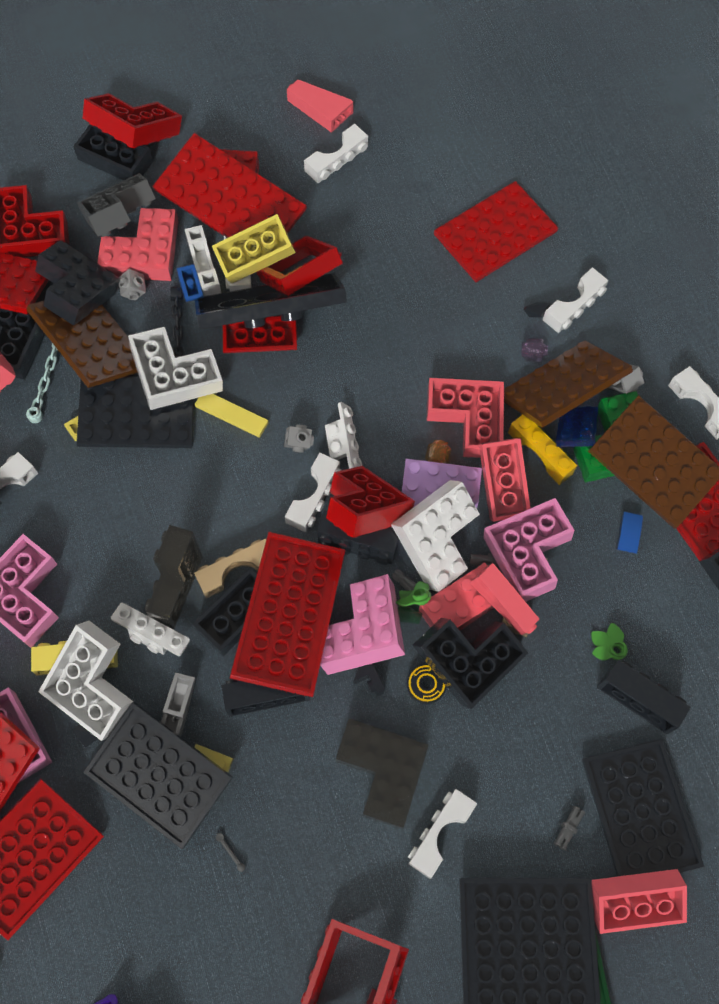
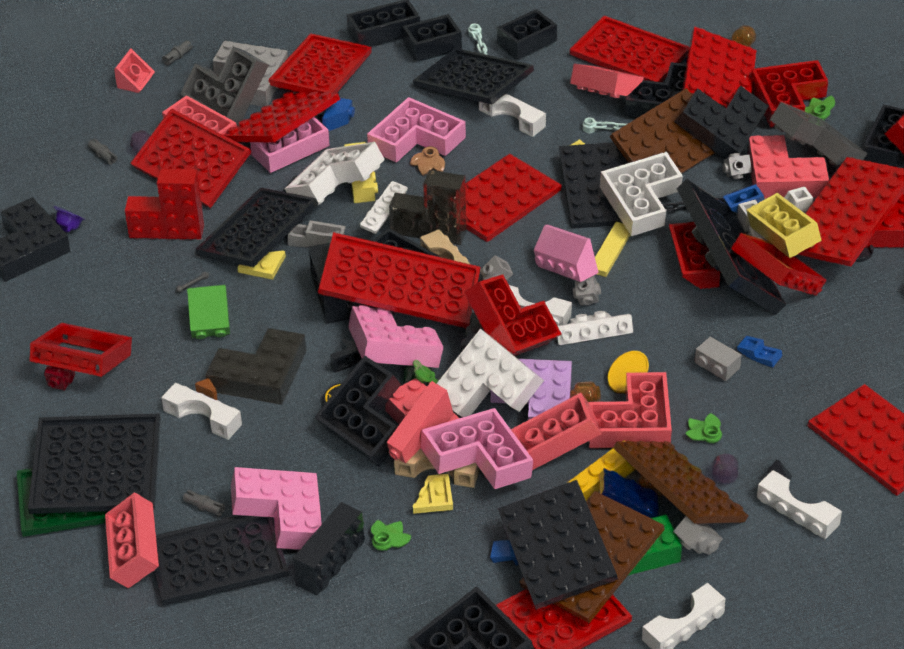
camera: 90 degrees right, 25 degrees down
(49, 202) = (821, 108): none -> bright green plate
(67, 582) = (428, 161): none -> medium nougat plate
(129, 875) = (171, 215): none -> red brick
(131, 511) = (505, 195): none -> red plate
(260, 449) = (565, 254): none -> bright pink slope
(263, 520) = (496, 267): none -> light grey brick
(294, 828) = (208, 311): none -> bright green slope
(386, 304) = (755, 350): none -> blue slope
(401, 337) = (718, 358): none -> light grey brick
(407, 415) = (626, 363): none -> yellow piece
(413, 827) = (206, 388): none -> dark orange slope
(479, 363) = (707, 431): none -> bright green plate
(563, 600) = (434, 495): none -> light yellow wing
(580, 736) = (279, 494): none -> bright pink brick
(649, 488) = (557, 544): none -> black plate

